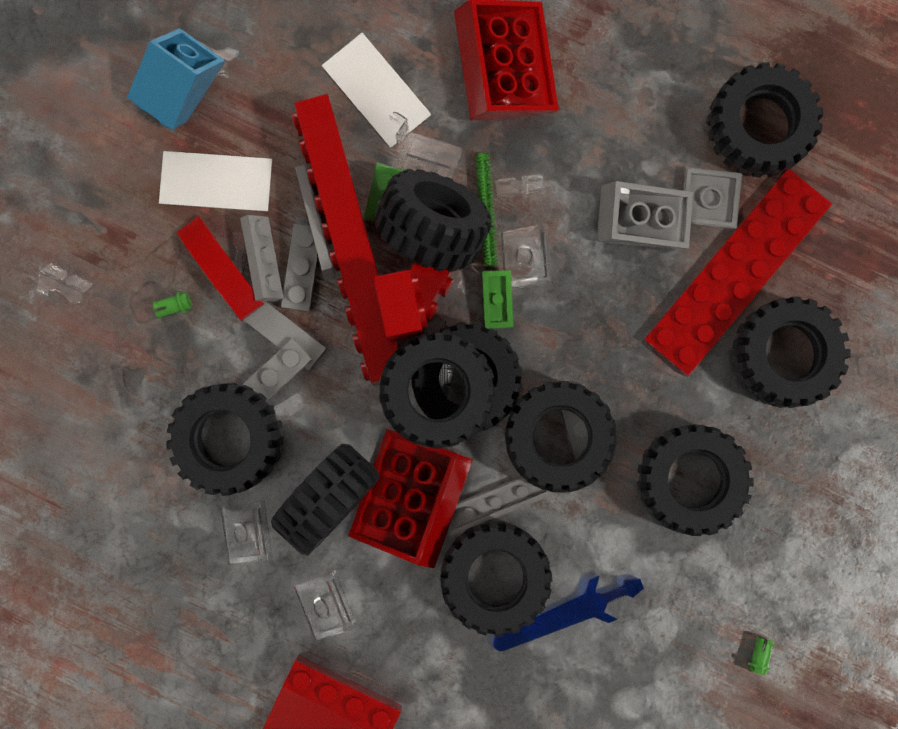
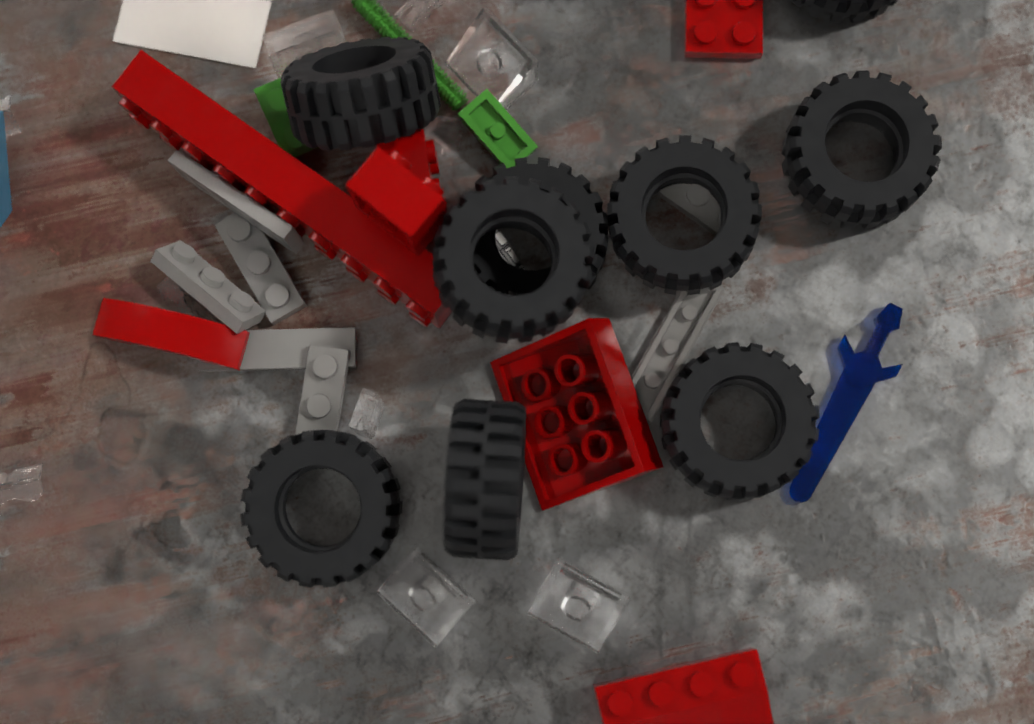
camera: 30 degrees left, 5 degrees down
(179, 303) = (150, 412): bright green pin -> none
(215, 181) = (92, 248): white sticker -> none
(403, 131) = (246, 30): clear piece -> none

